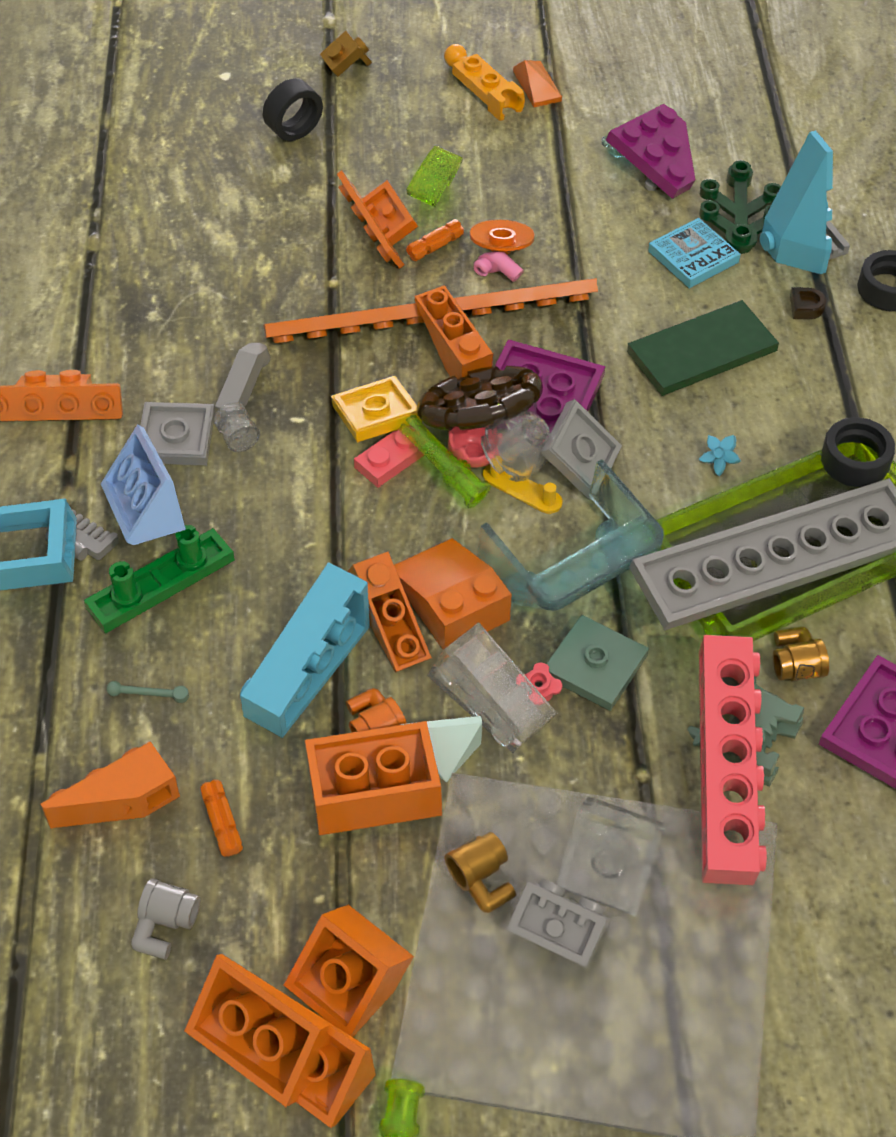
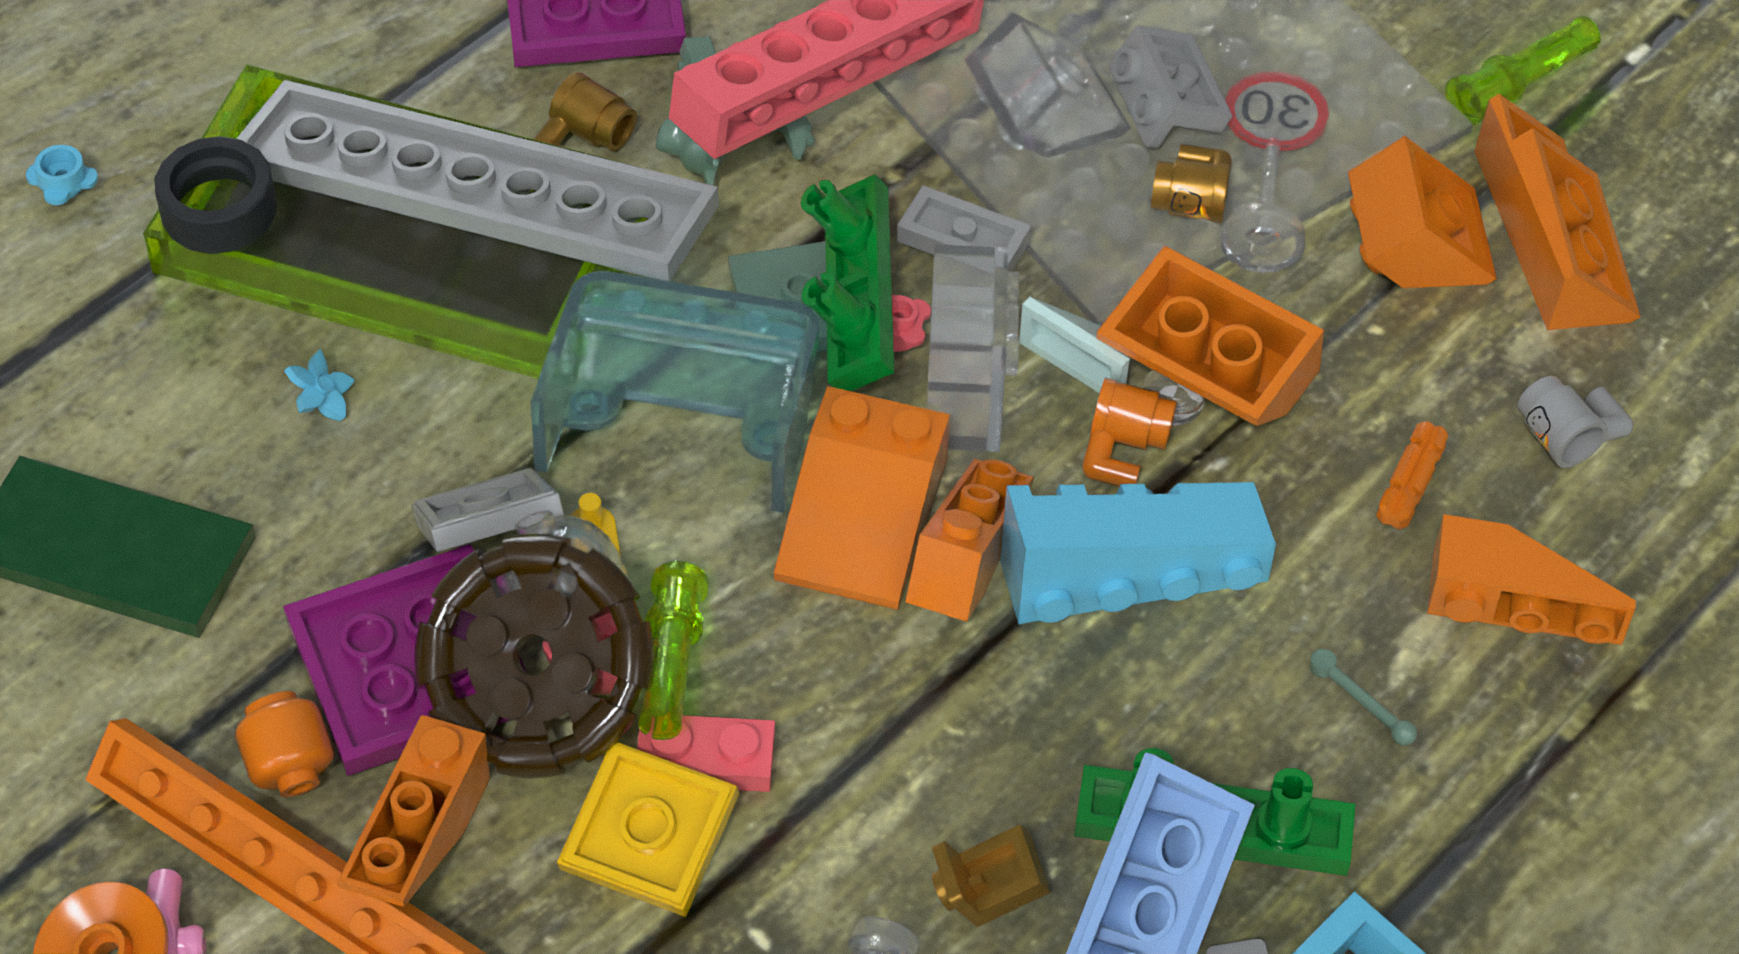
camera: 135 degrees left, 0 degrees up
(230, 486) = (989, 876): none -> pearl gold bracket
(493, 970) = (1276, 115): none -> clear piece
(538, 328) = (284, 743): none -> orange head
(553, 656) = (856, 279): none -> green plate
(564, 755) = (952, 221): none -> light grey plate

